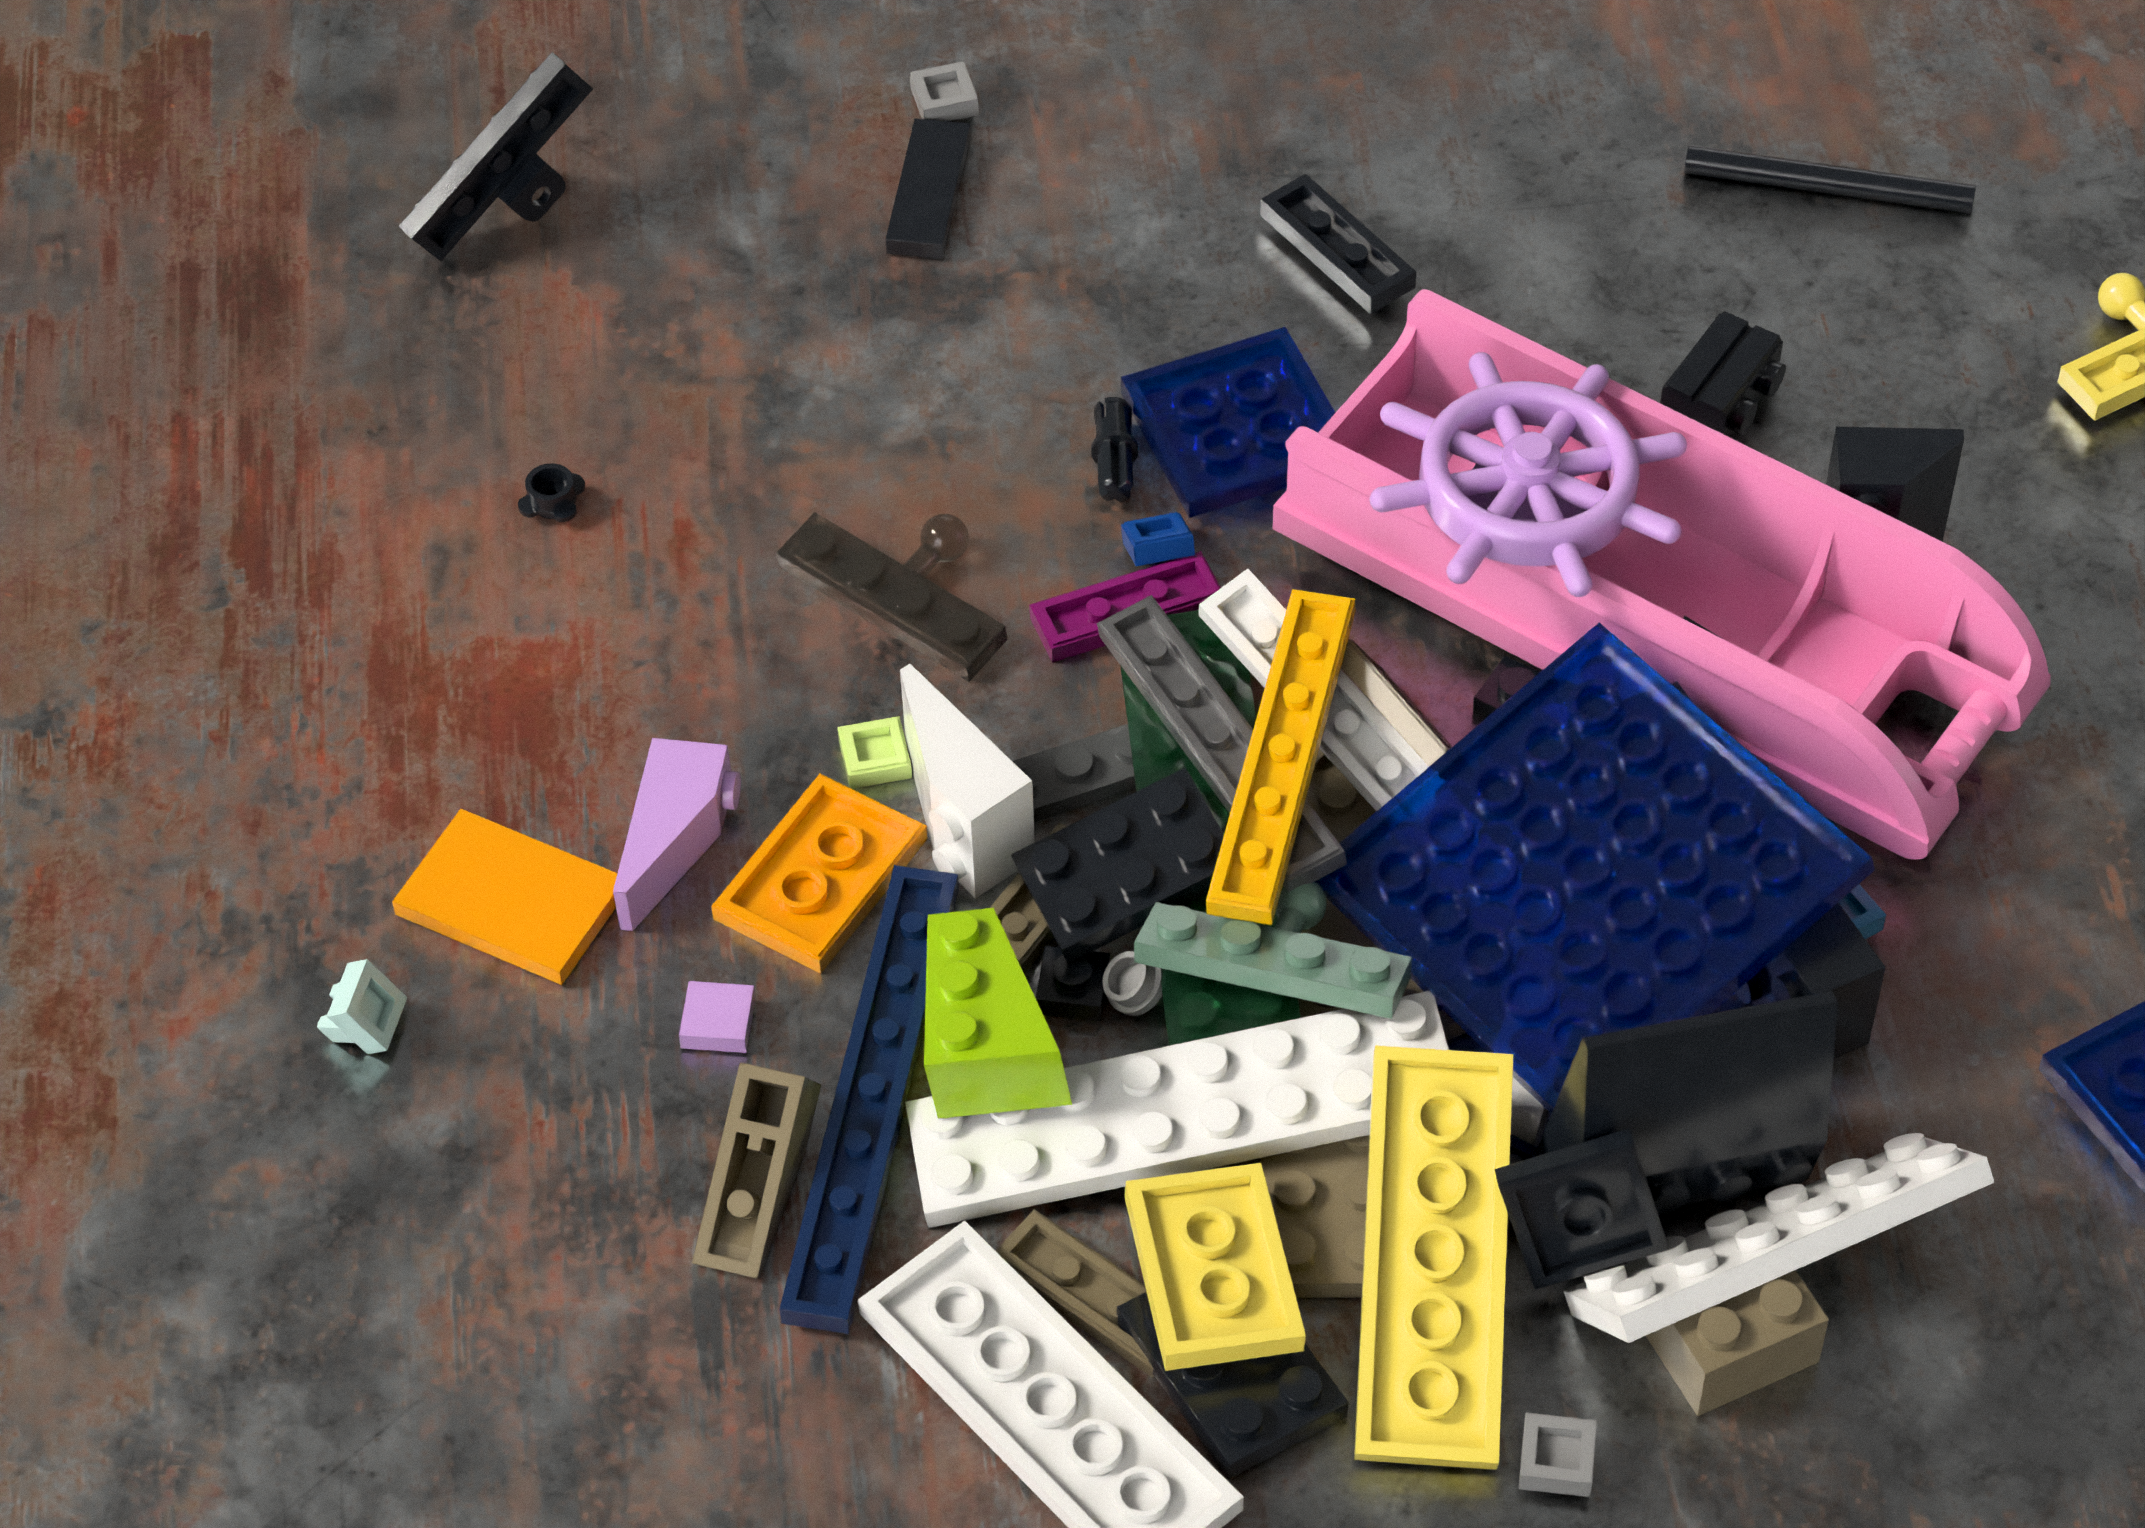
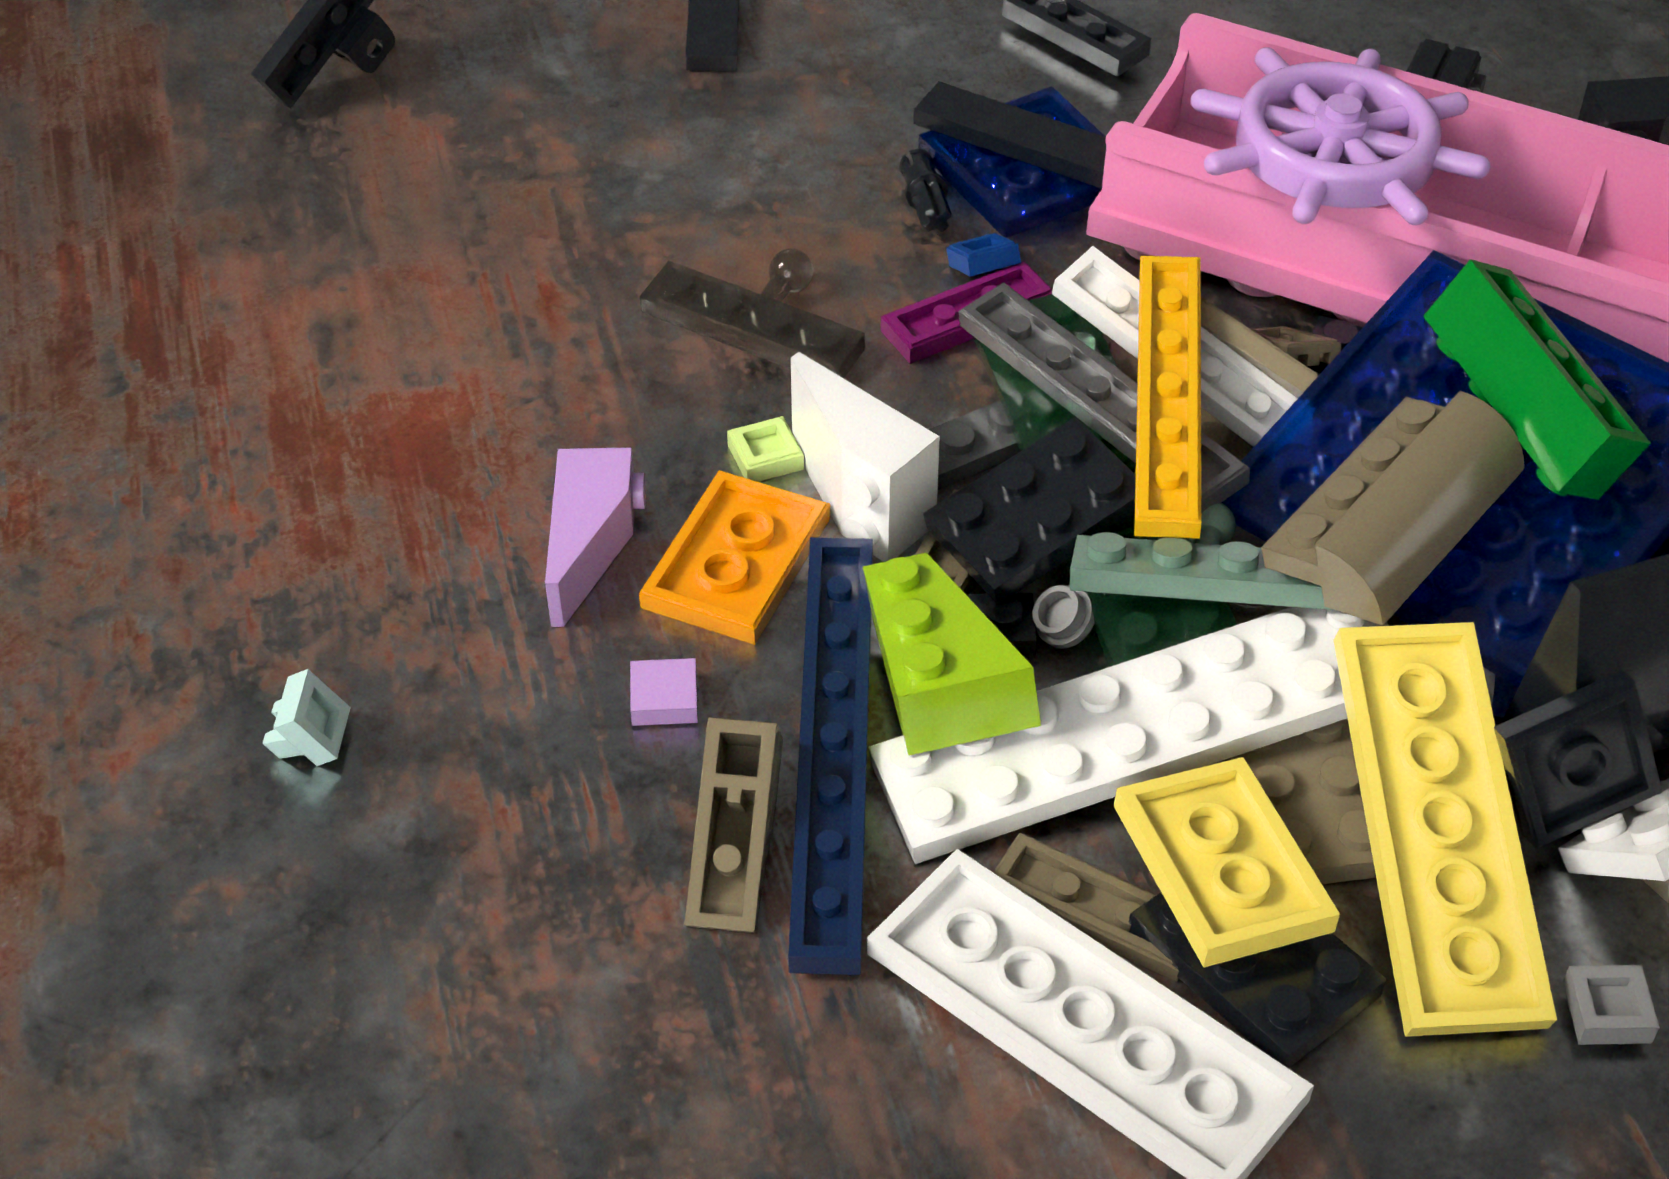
camera: 10 degrees left, 5 degrees down
(509, 896) = (438, 607): light orange tile -> none
(551, 493) = (421, 269): black plate -> none
(1218, 385) = (1013, 132): none -> black tile
(1437, 697) = (1302, 345): none -> dark tan tile
(1471, 918) = (1398, 505): none -> dark tan brick
(1641, 798) = (1535, 381): none -> green brick

